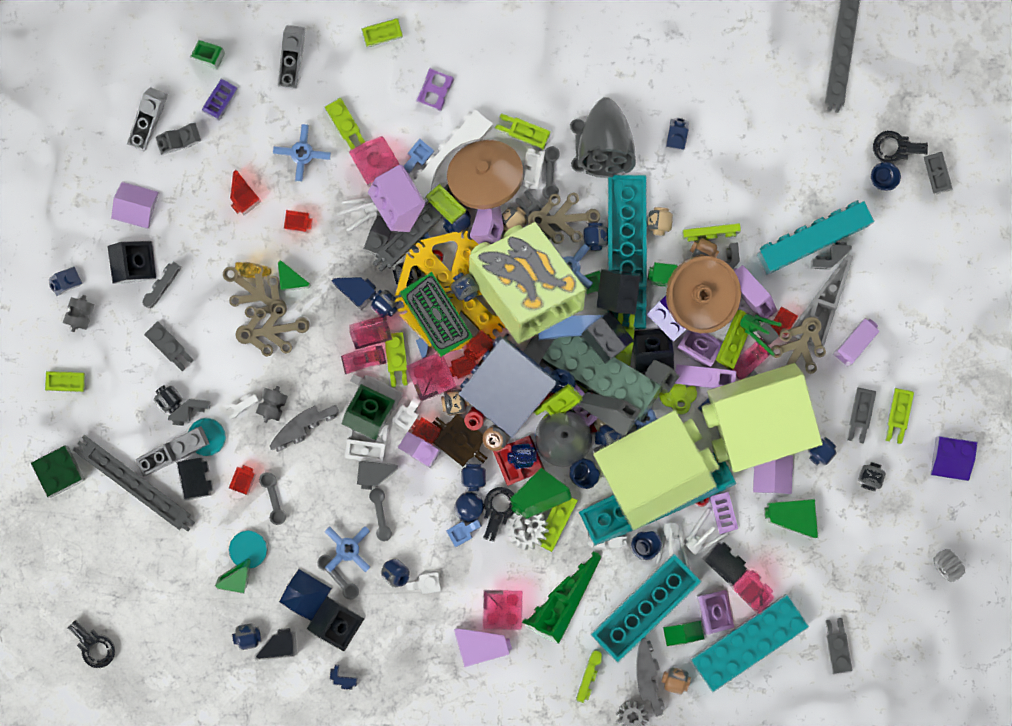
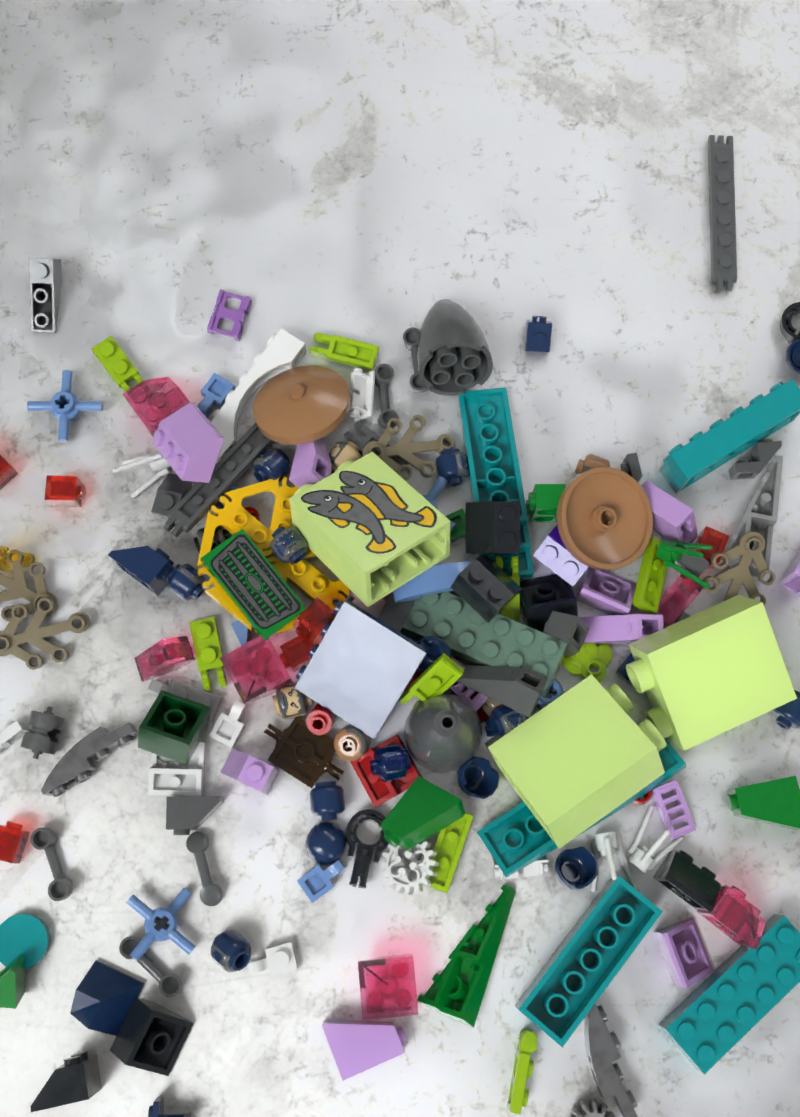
camera: 10 degrees left, 10 degrees down
(246, 636) = (24, 1072): dark blue head -> none
(290, 279) = (58, 565): green slope -> none
(370, 332) = (170, 621): clear pink slope -> none
(382, 32) = (157, 255): lime plate -> none
(425, 430) = (255, 743): clear red brick -> none
(445, 204) = (253, 444): lime plate -> none
(660, 221) = (532, 439): tan head -> none
(676, 680) = (647, 1061): medium nougat head -> none
(683, 633) = (645, 989): green slope -> none
(711, 232) = (598, 446): lime plate -> none
(774, 476) = (731, 752): lavender slope -> none

